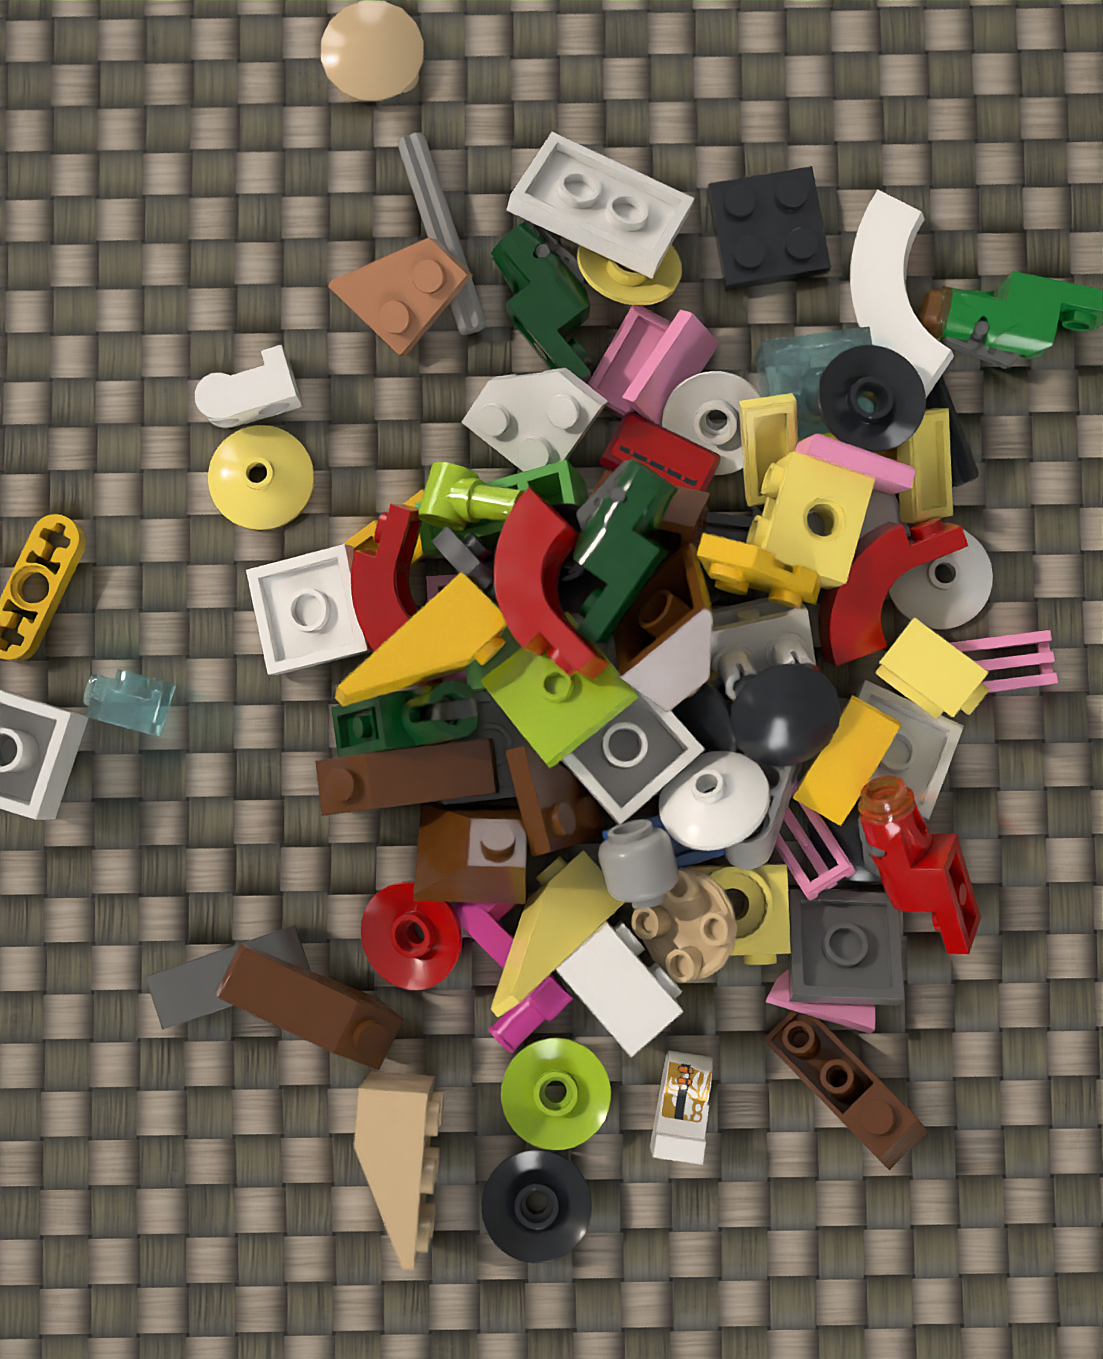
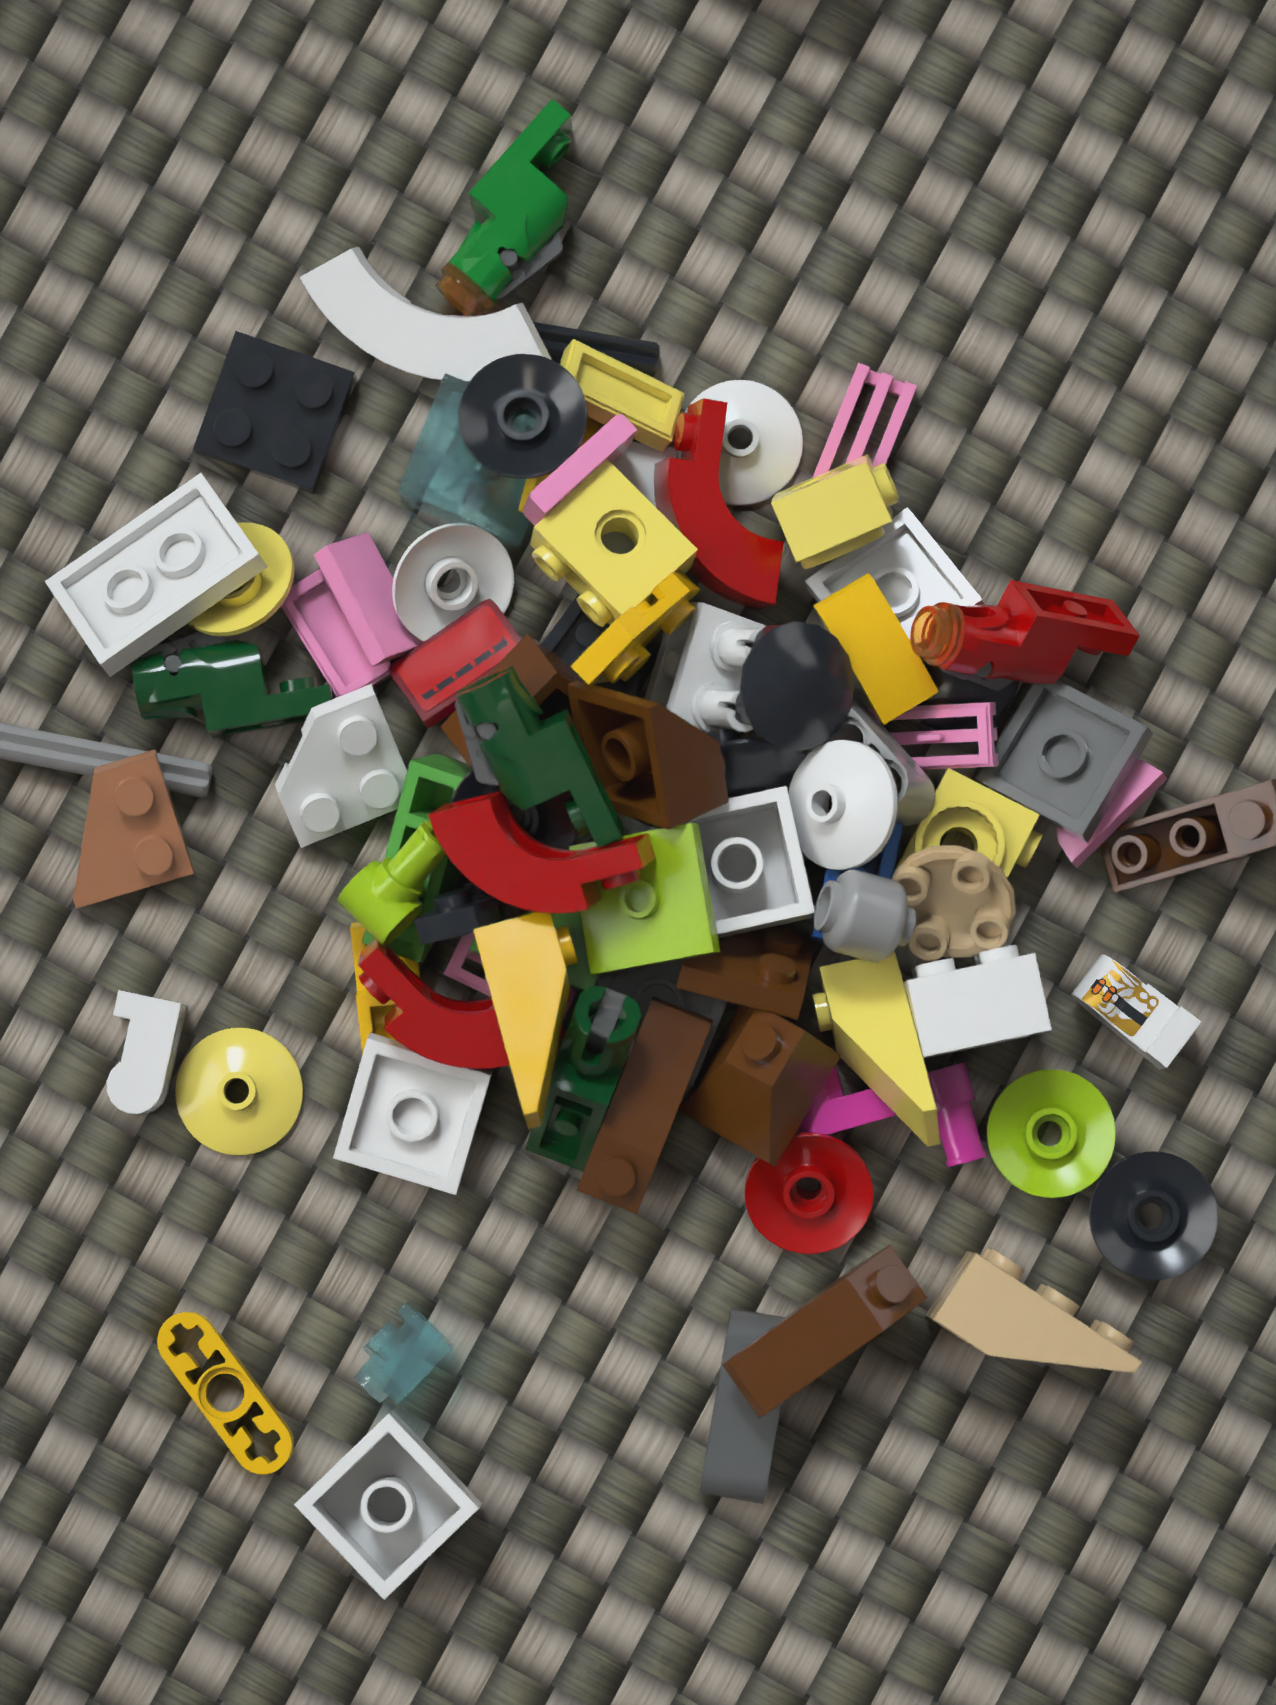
camera: 60 degrees left, 0 degrees up
(767, 436) = (500, 541): light yellow tile -> none

